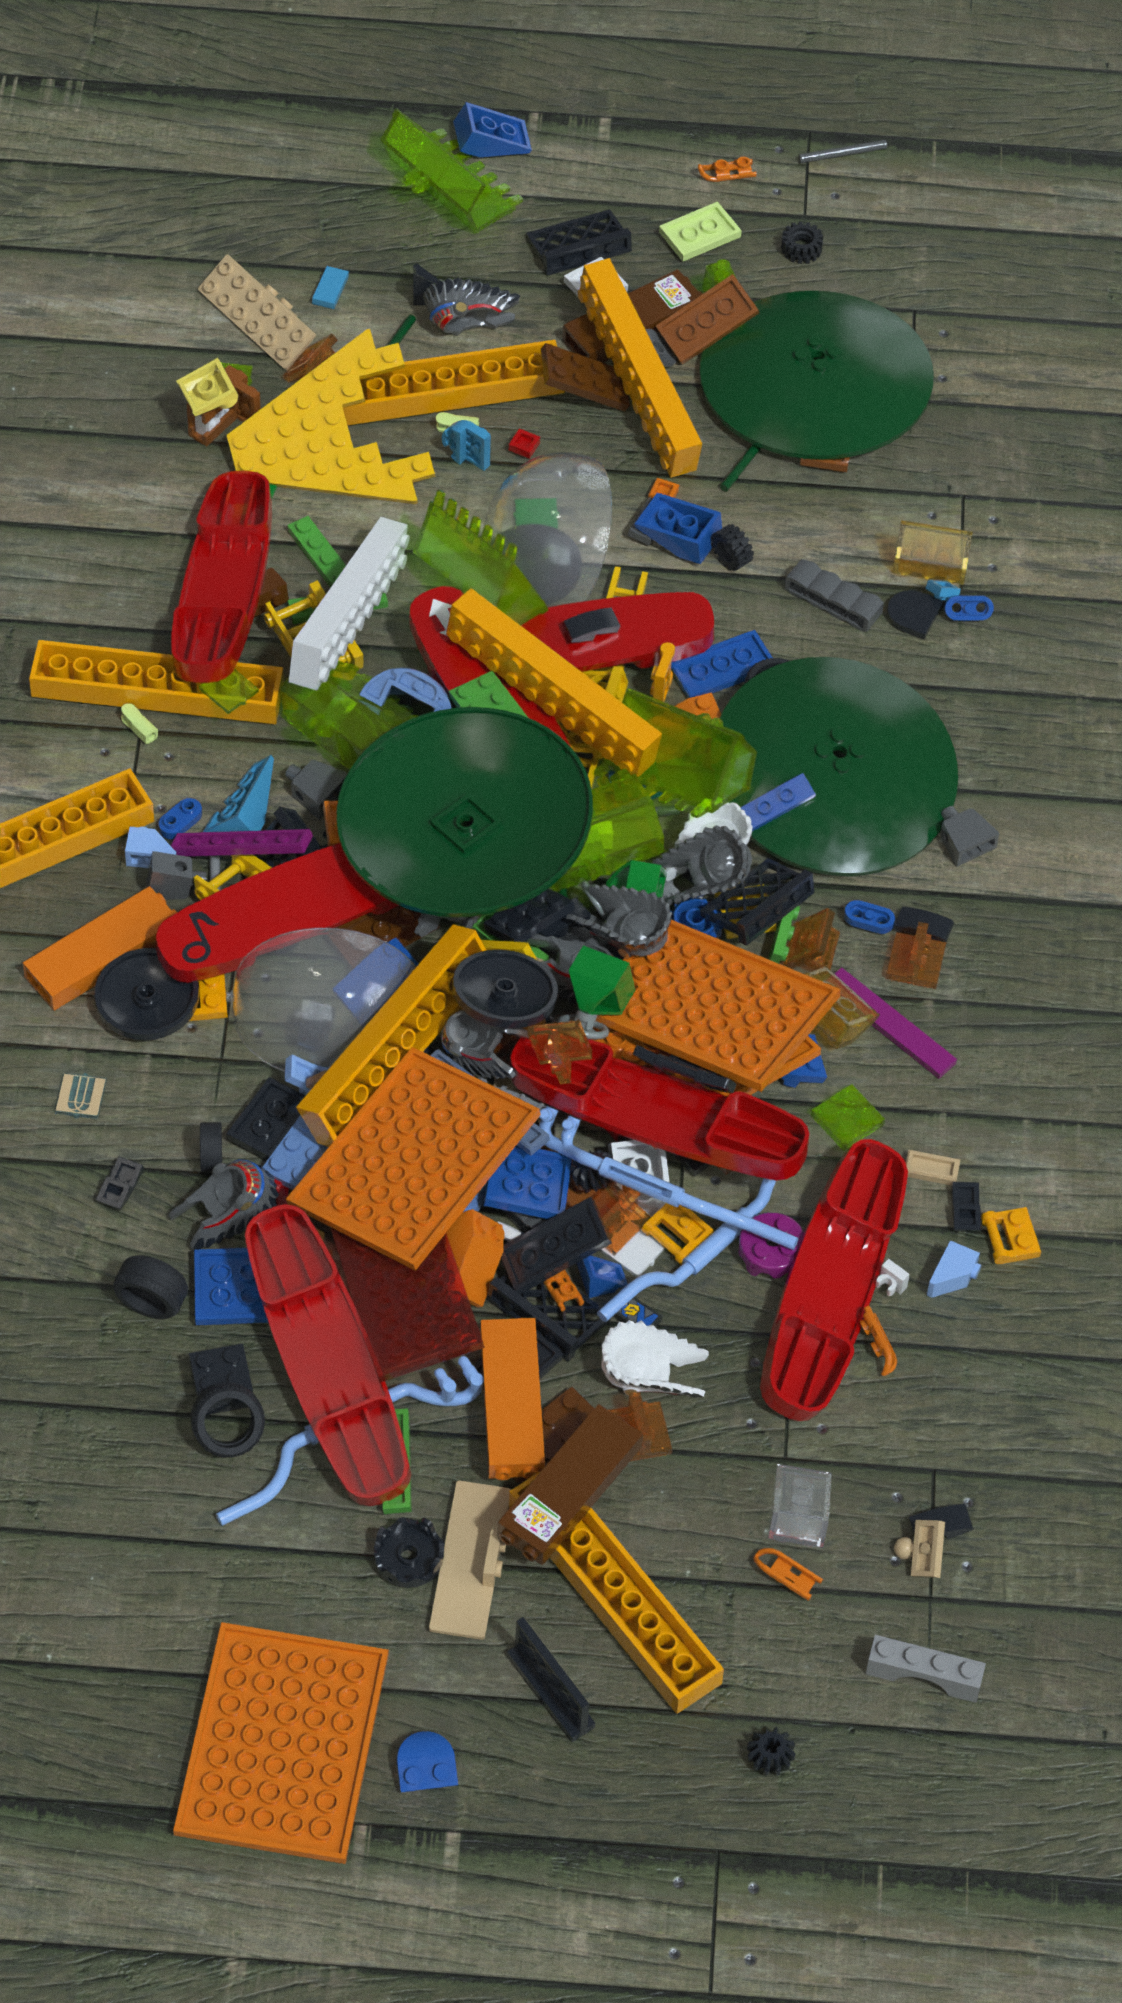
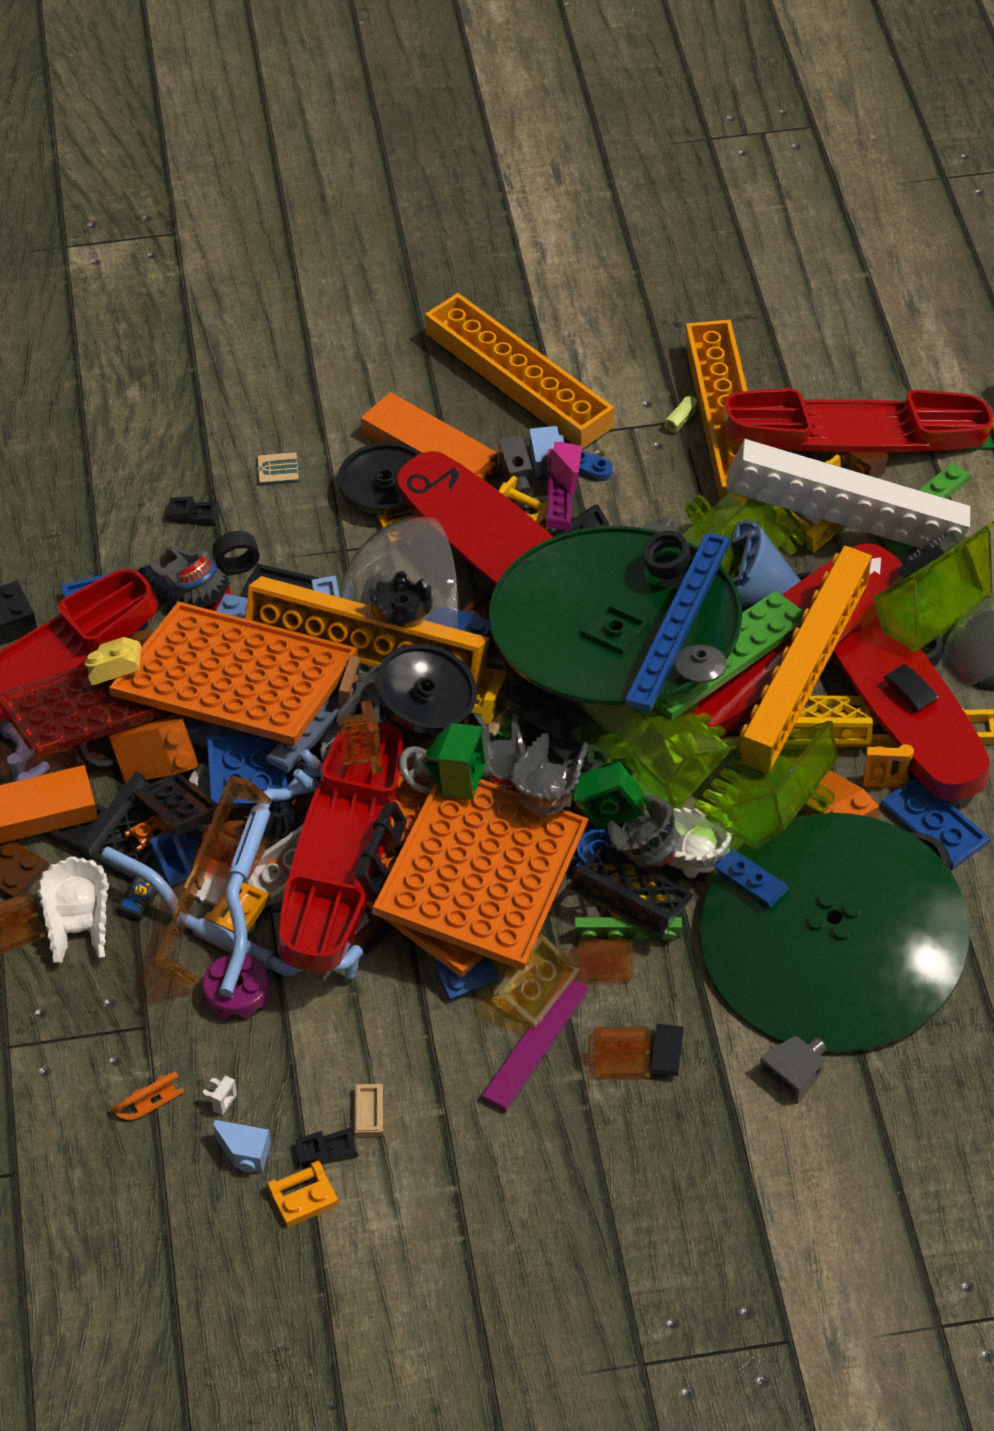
camera: 80 degrees right, 5 degrees down
(150, 1287) = (77, 540): black tyre -> none
(201, 826) = (565, 464): none -> dark pink slope
(230, 691) = (720, 450): clear neon green piece -> none
(248, 804) = (614, 501): dark azure wedge -> none
(371, 1257) = (113, 660): none -> light yellow slope
(390, 966) = (401, 603): none -> black plate
(408, 732) = (663, 540): none -> black tyre
(441, 563) = (926, 553): none -> black plate
(461, 1061) = (349, 680): none -> medium nougat tile
(505, 757) = (677, 623): none -> blue plate
(561, 761) = (700, 663): none -> dark grey dish
(665, 1234) = (234, 788): none -> clear orange piece
(833, 1280) = (202, 1039): red piece -> none
(847, 1117) = (410, 1027): clear neon green plate -> none
(869, 917) = (659, 1002): blue plate -> none

